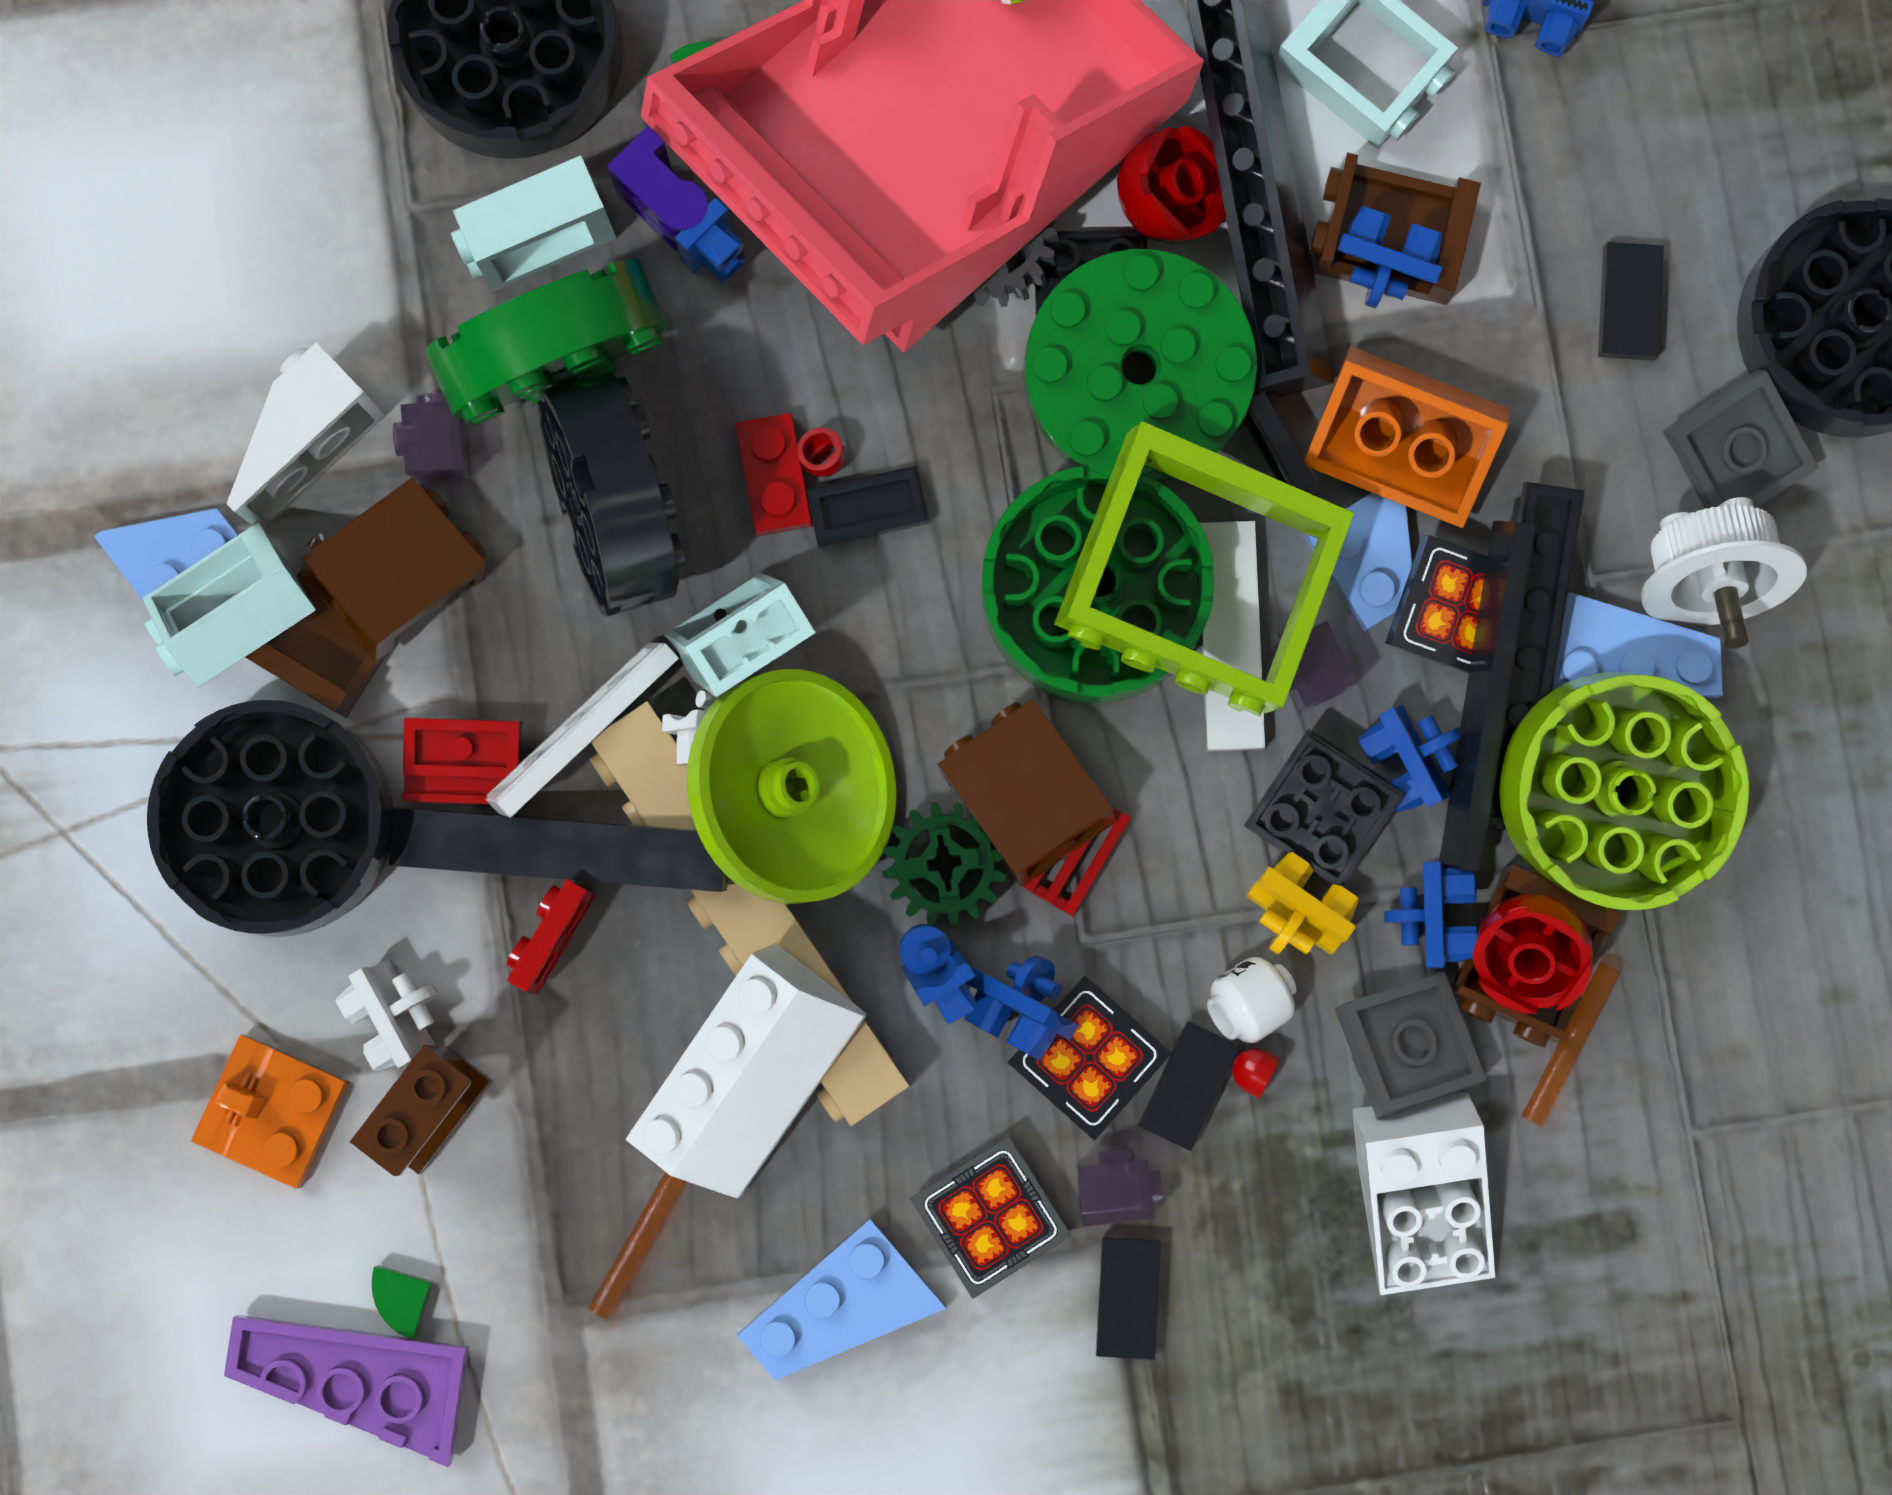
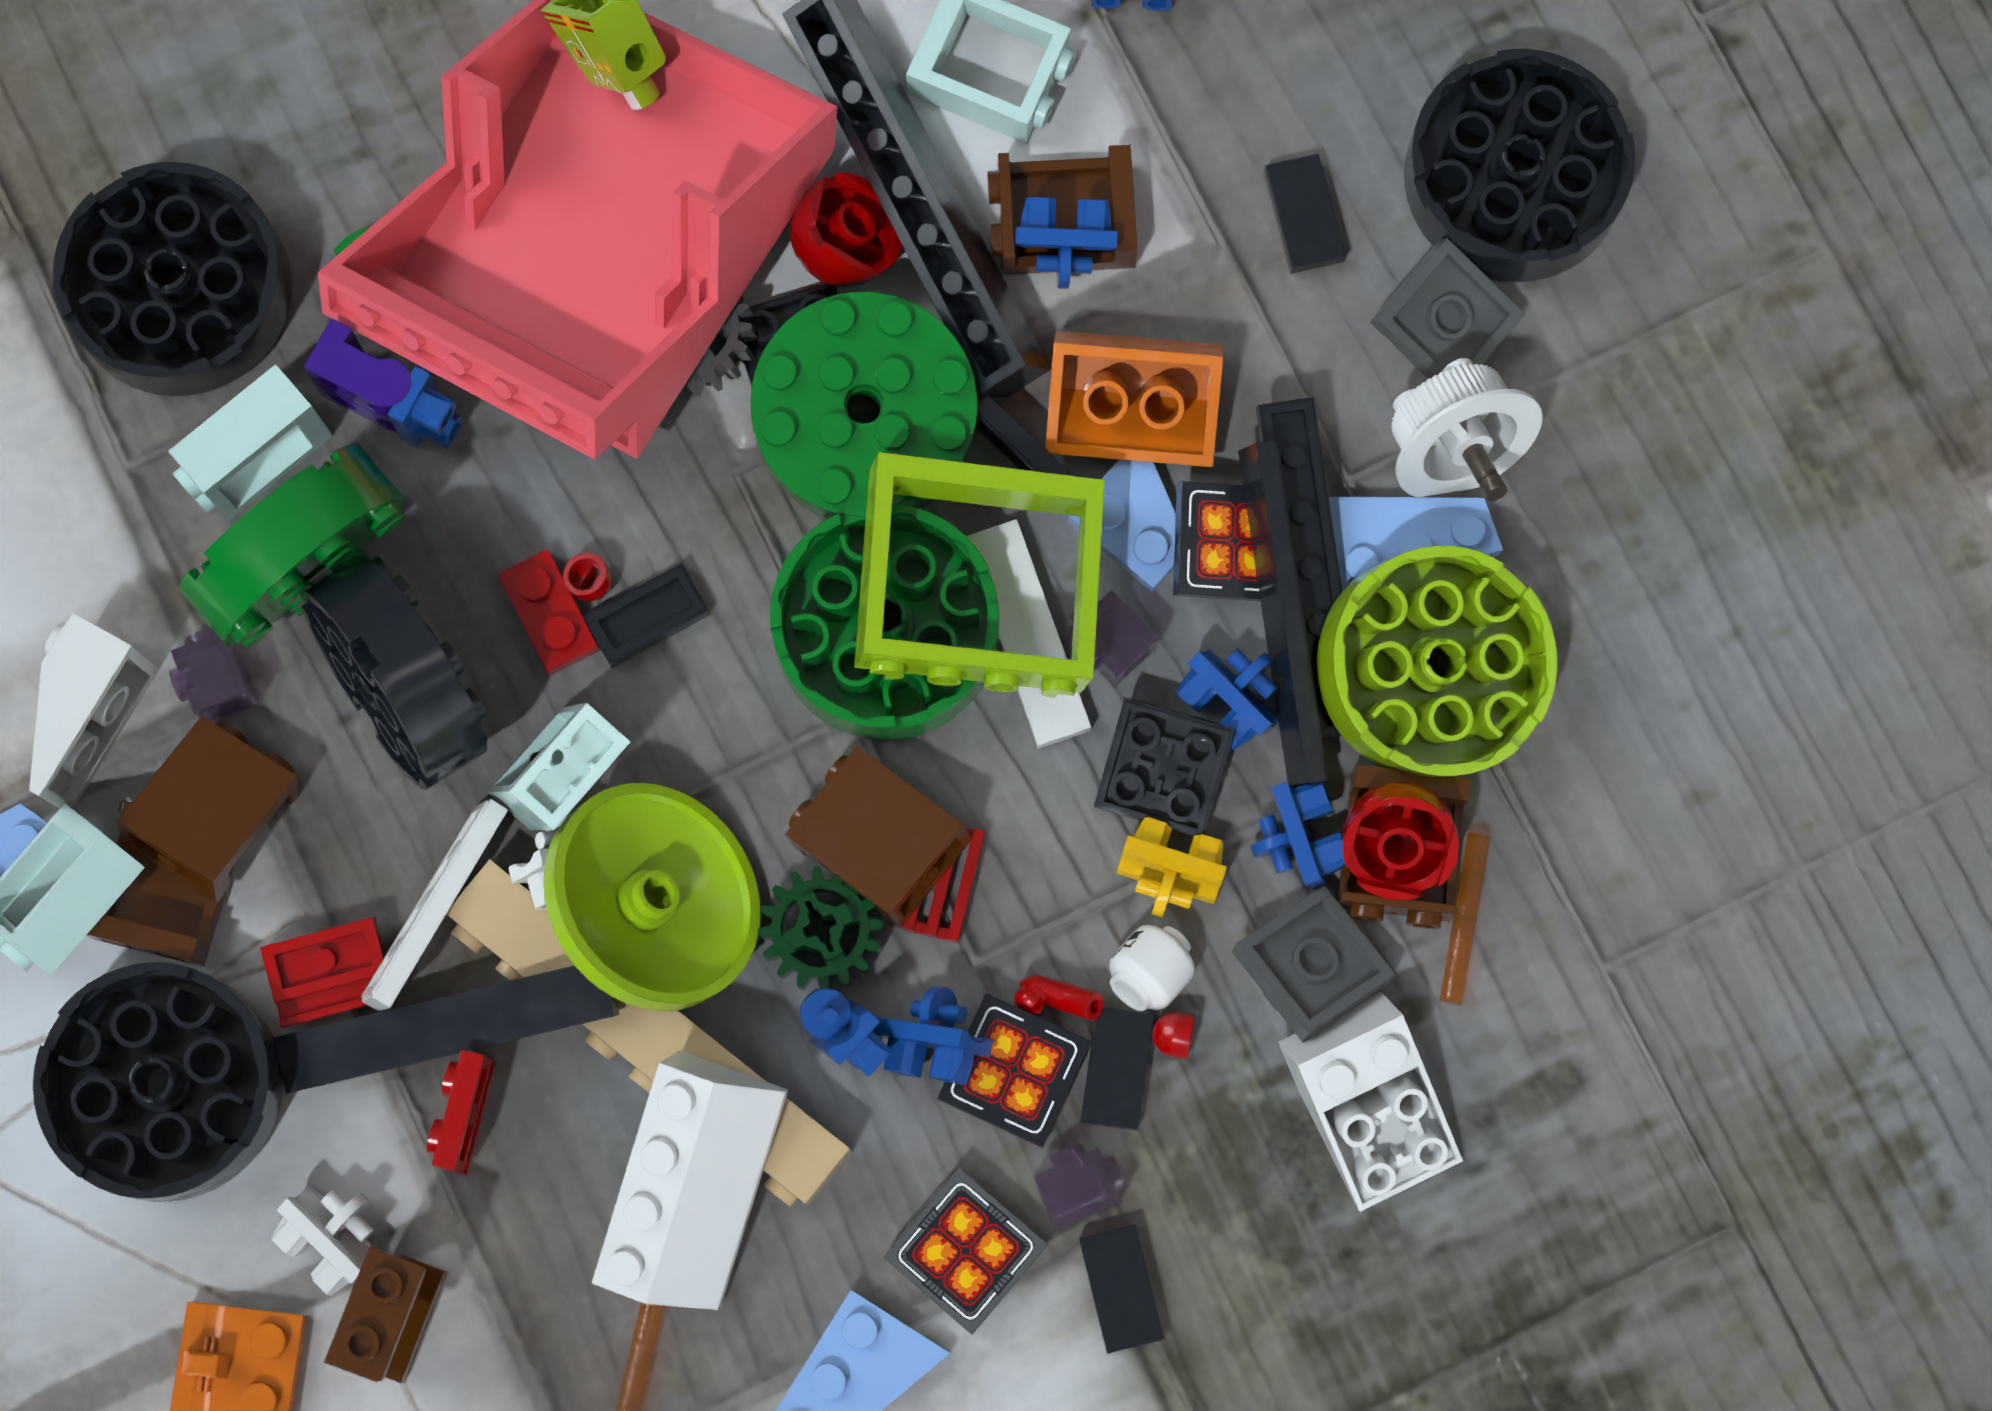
camera: 20 degrees left, 5 degrees down
(1162, 1003) = (1043, 991): none -> red arm

